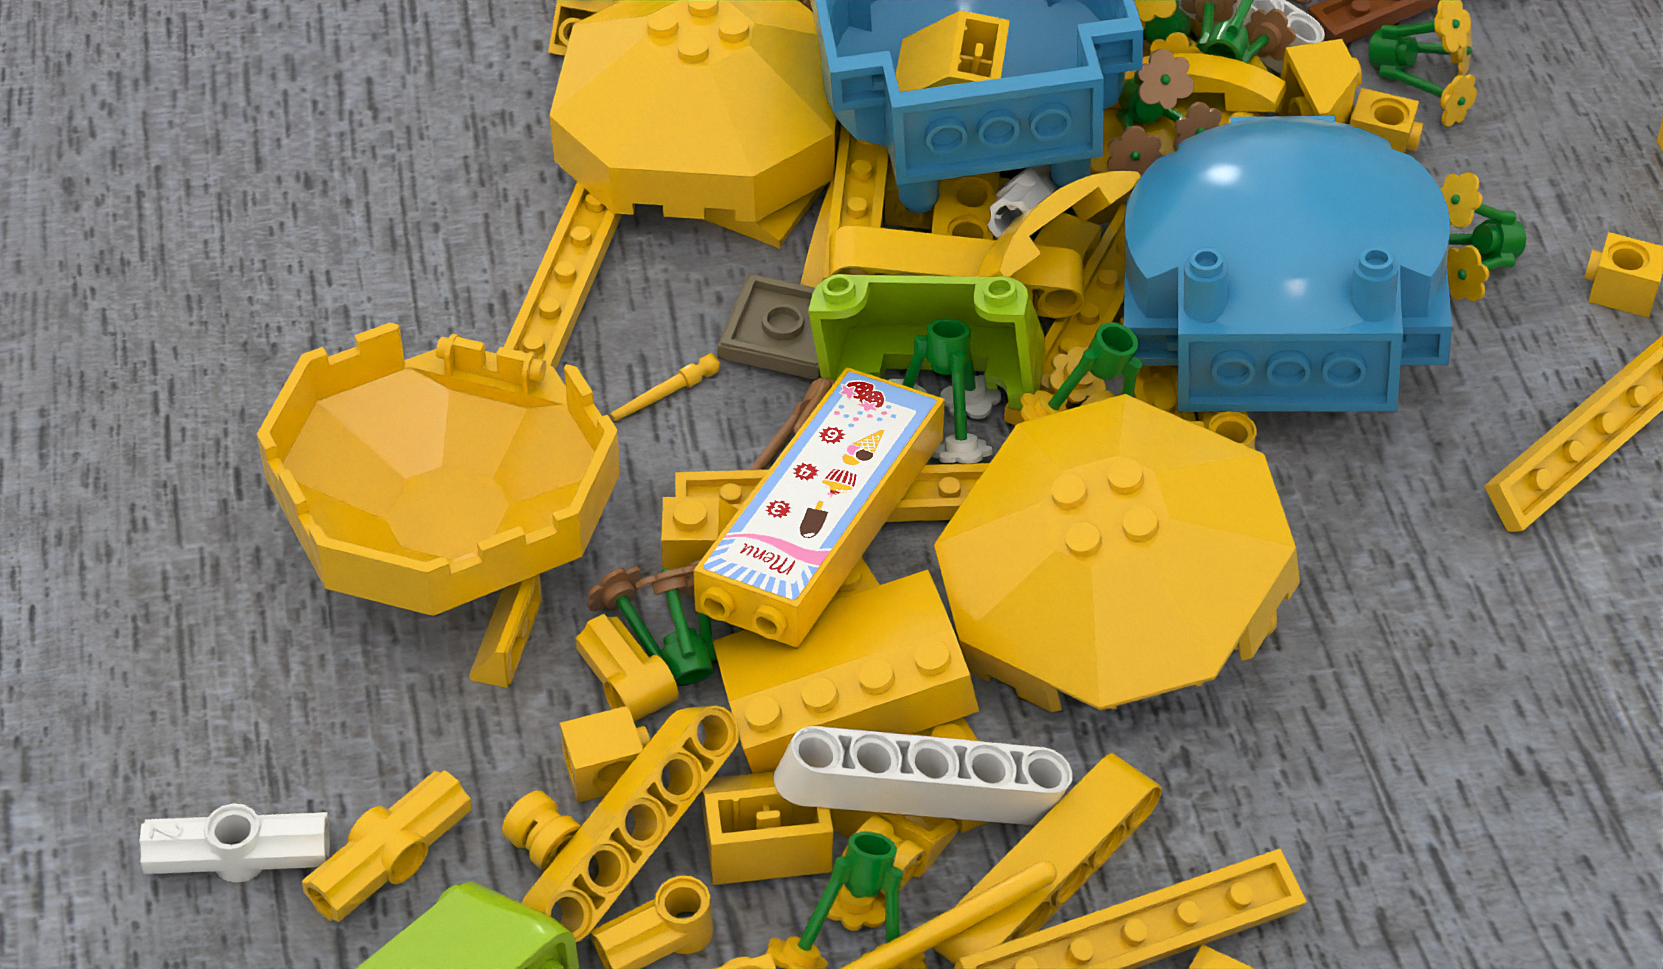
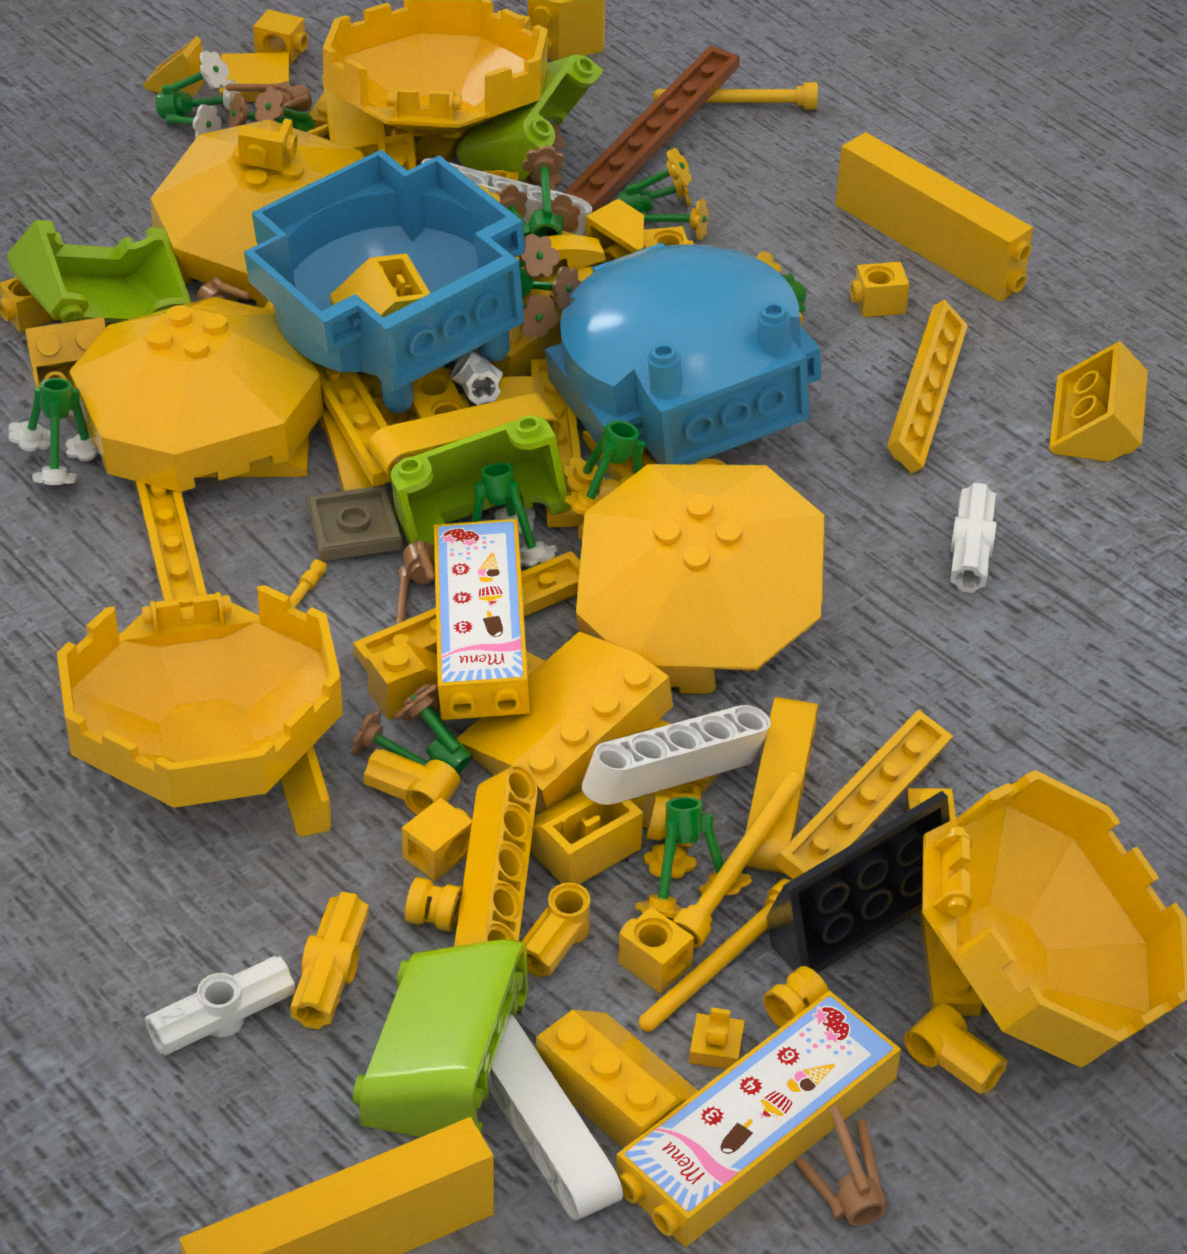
camera: 30 degrees left, 5 degrees down
(531, 57) = (56, 399): none -> plant
(1085, 195) = (506, 399): yellow slope -> none
(1518, 650) = (973, 538): none -> white piece

